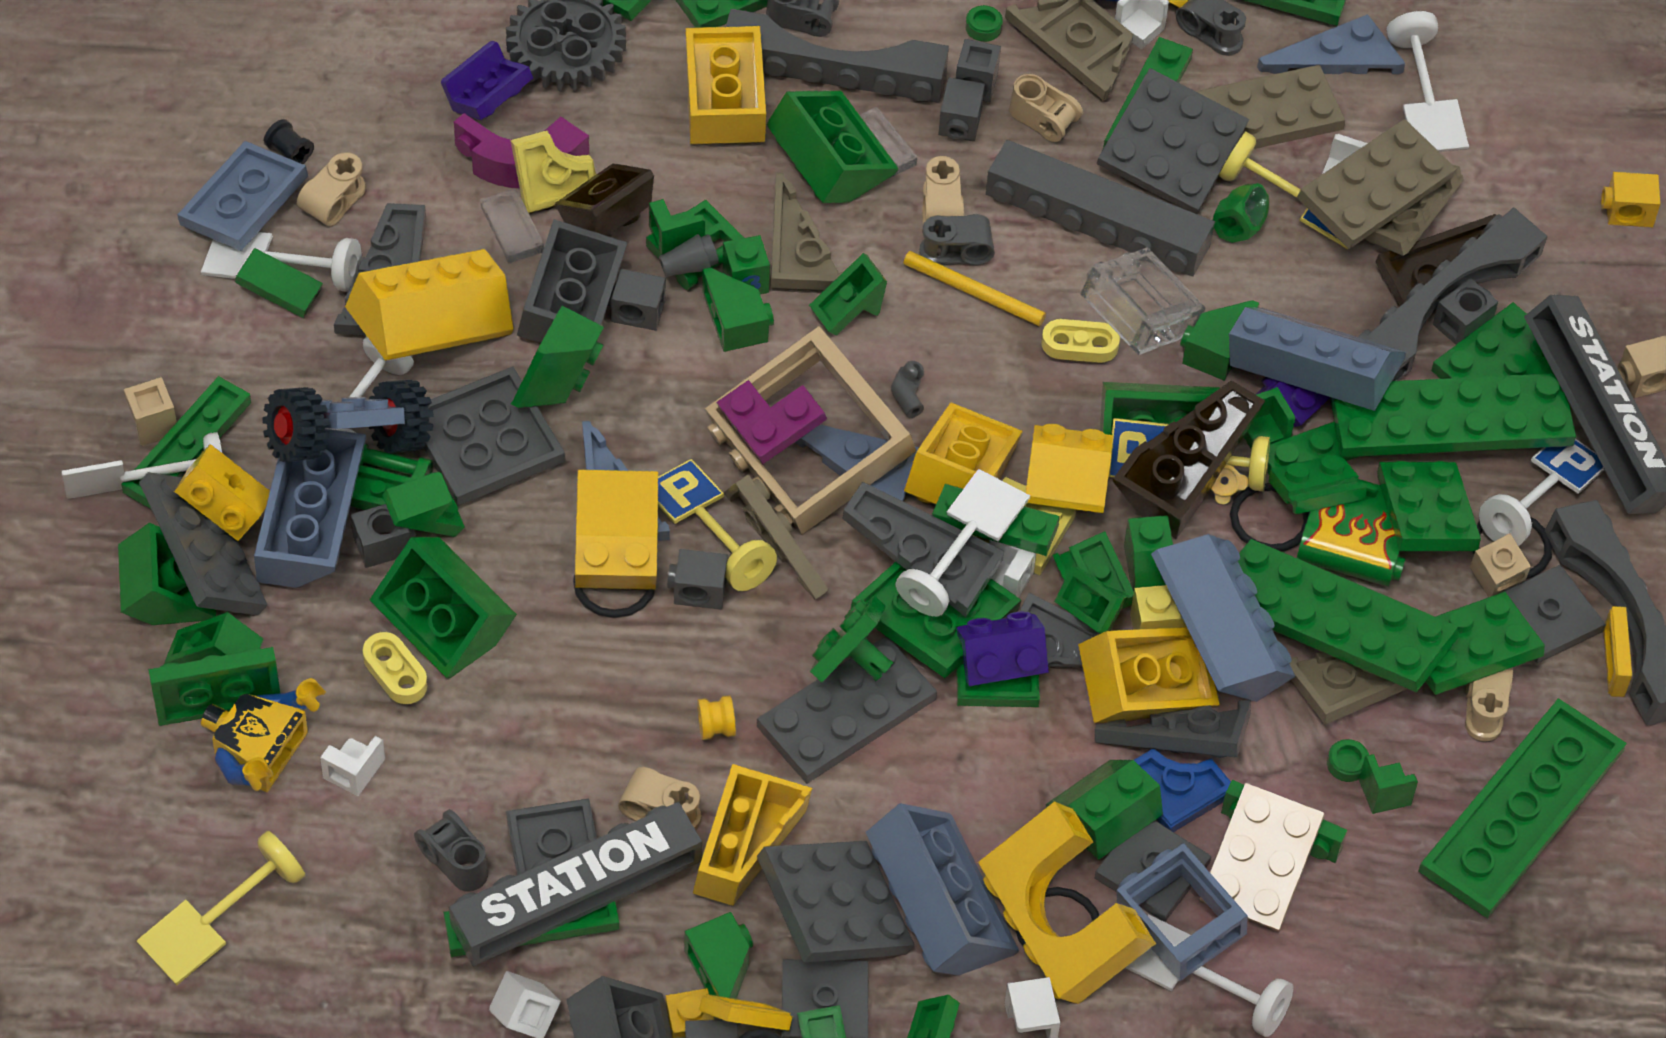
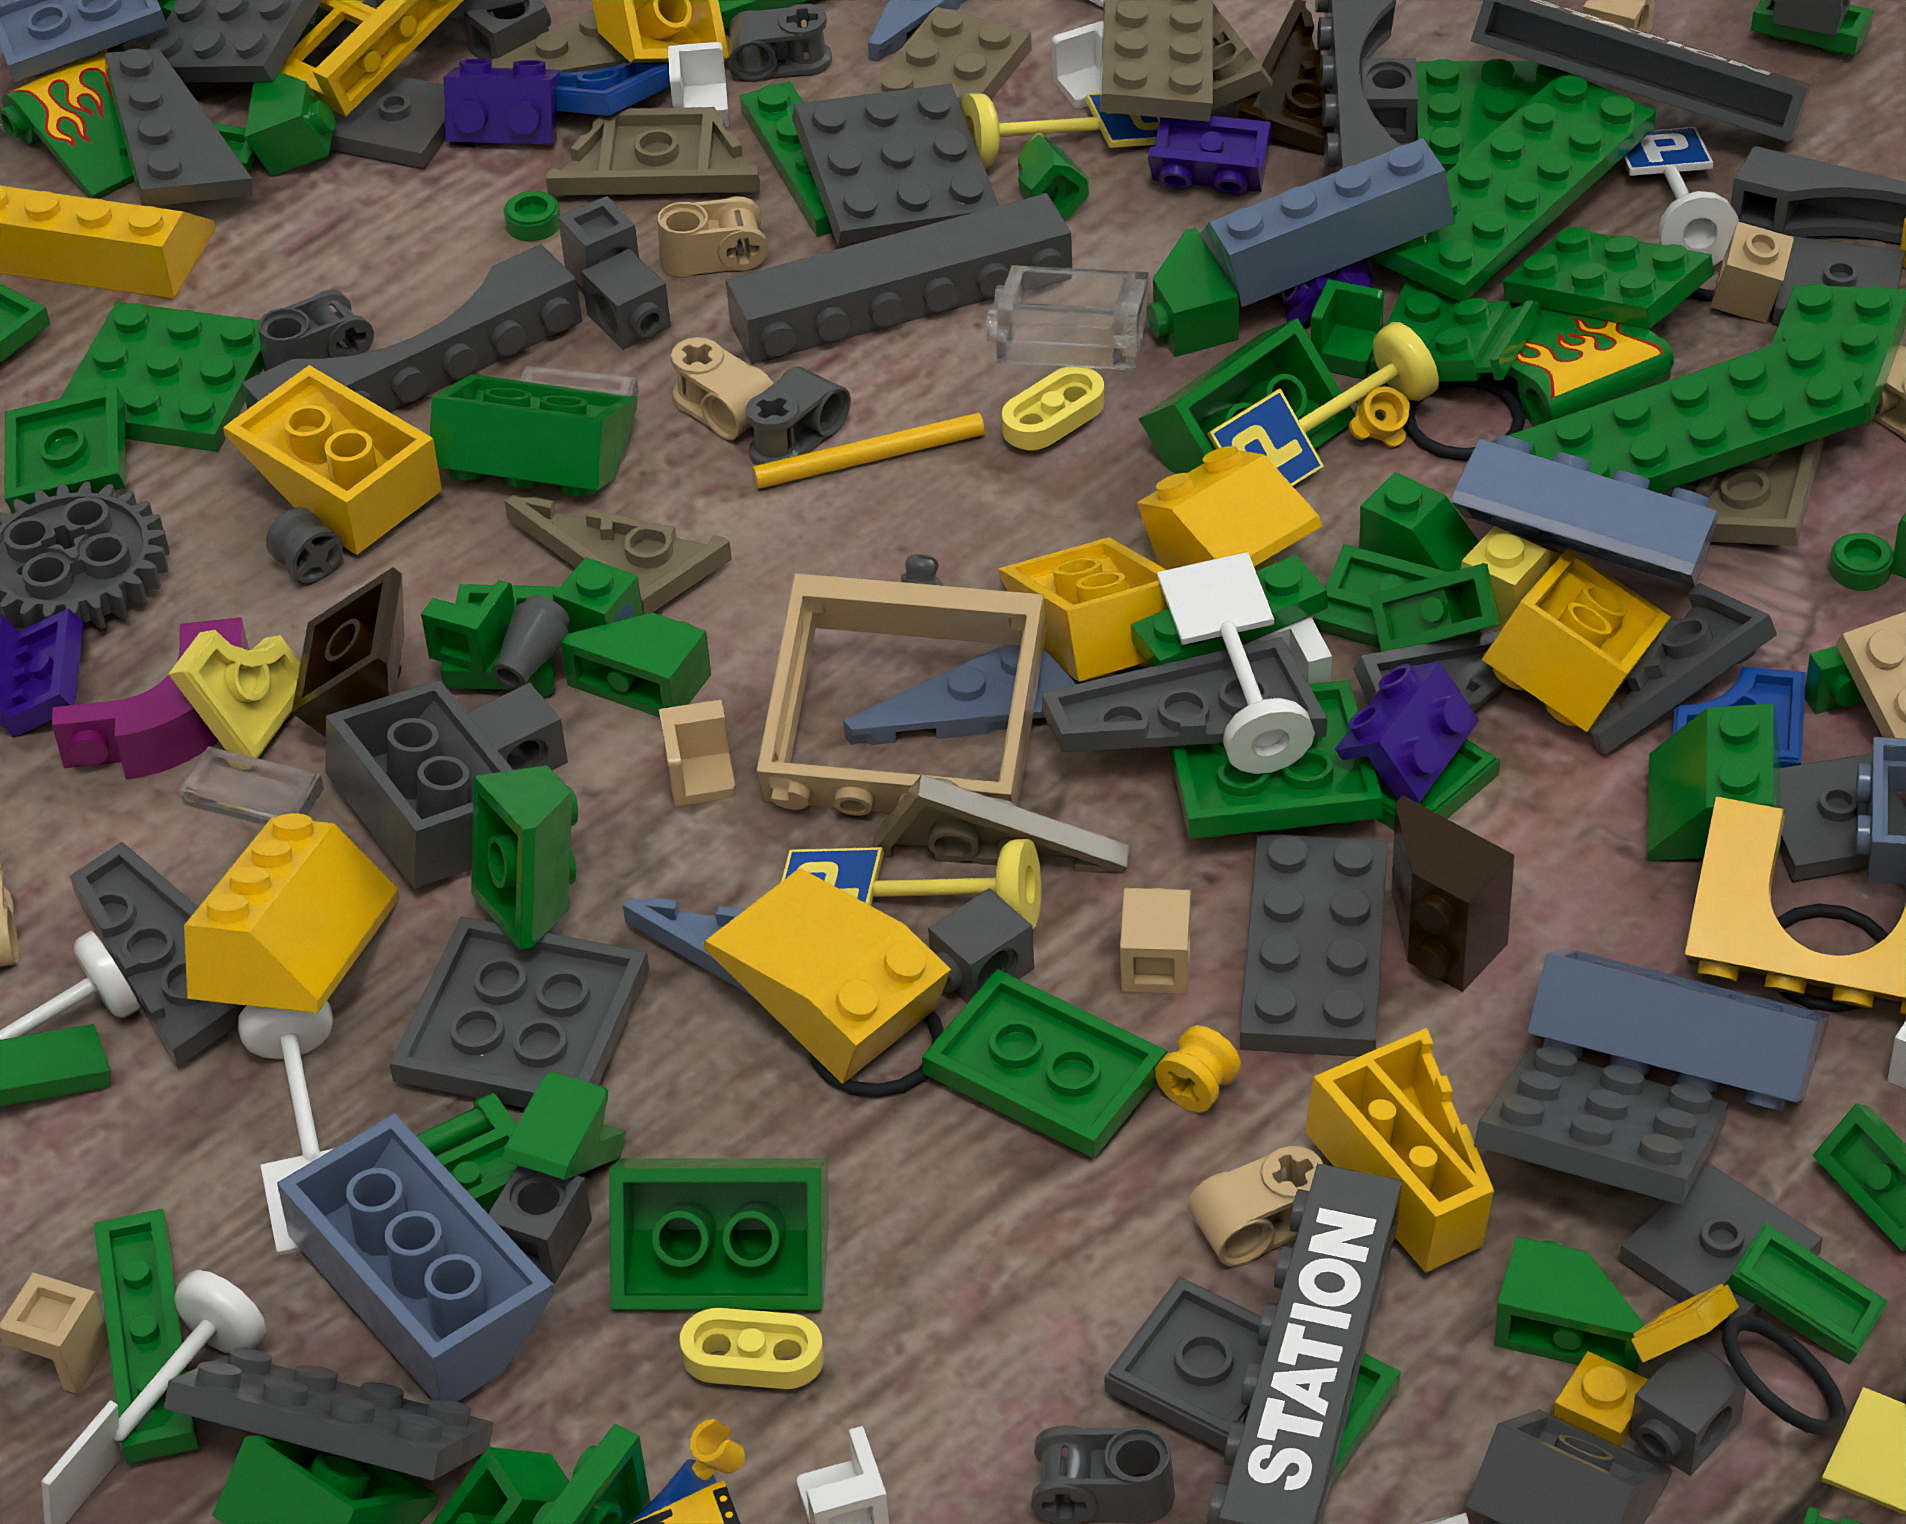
camera: 40 degrees left, 10 degrees down
(223, 492) = (290, 1329): yellow brick -> none
(300, 416) = (319, 1139): black plate -> none
(661, 655) = (1044, 1063): none -> green plate
(668, 119) = (304, 545): none -> dark grey wheel
(703, 376) = (697, 752): none -> tan panel
(771, 428) = (864, 727): magenta plate -> none
(776, 643) = (1155, 940): none -> tan brick
(852, 642) = (1256, 849): green plate -> none
(855, 290) = (758, 543): green slope -> none
(907, 740) = (1449, 895): none -> dark brown slope
(1184, 460) = (1339, 404): dark brown wedge -> none
(1342, 270) = (1214, 153): none -> dark purple bracket

